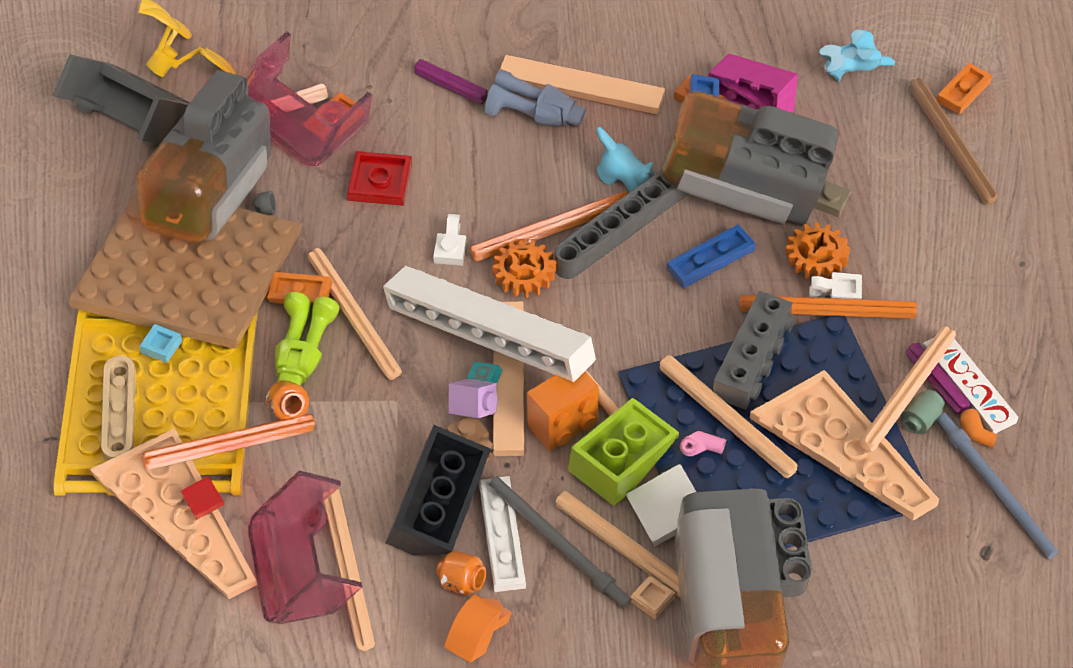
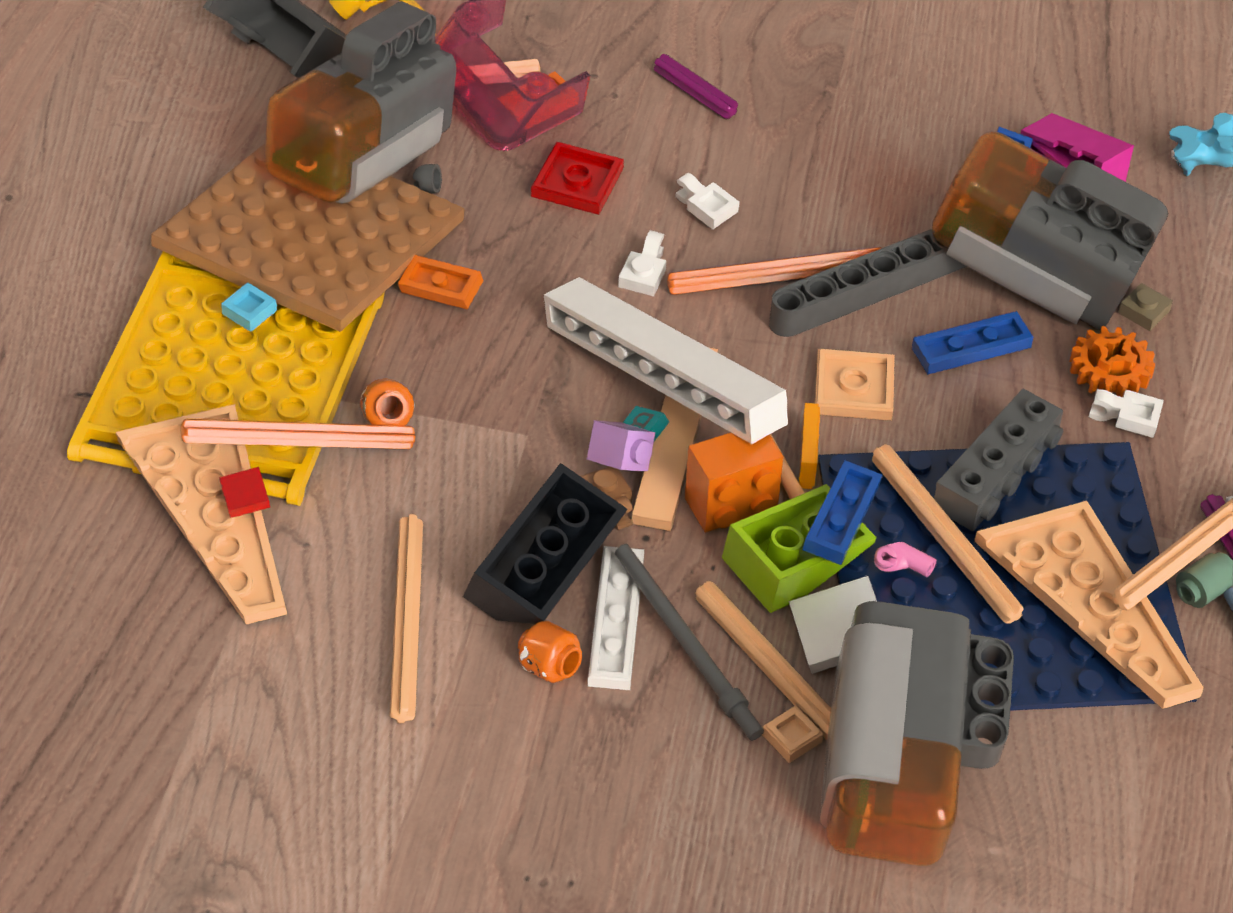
camera: 10 degrees right, 5 degrees down
(118, 407) = (174, 367): tan plate -> none
(287, 555) = (333, 581): clear pink windscreen -> none
(296, 358) = (414, 358): lime piece -> none
(355, 316) = (503, 327): light nougat axle -> none
(475, 626) = (547, 719): orange brick -> none
(485, 180) = (707, 203): none -> white plate
(524, 268) = (729, 311): orange gear -> none
(551, 105) = (808, 136): sand blue piece -> none
(587, 84) = (859, 119): light nougat tile -> none
(610, 366) = (809, 445): none -> light orange tile
(621, 164) = (882, 212): medium azure animal -> none
(631, 308) = (855, 384): none -> light nougat tile
(651, 420) = (842, 512): none -> blue plate
(843, 307) = (1136, 436): orange axle -> none

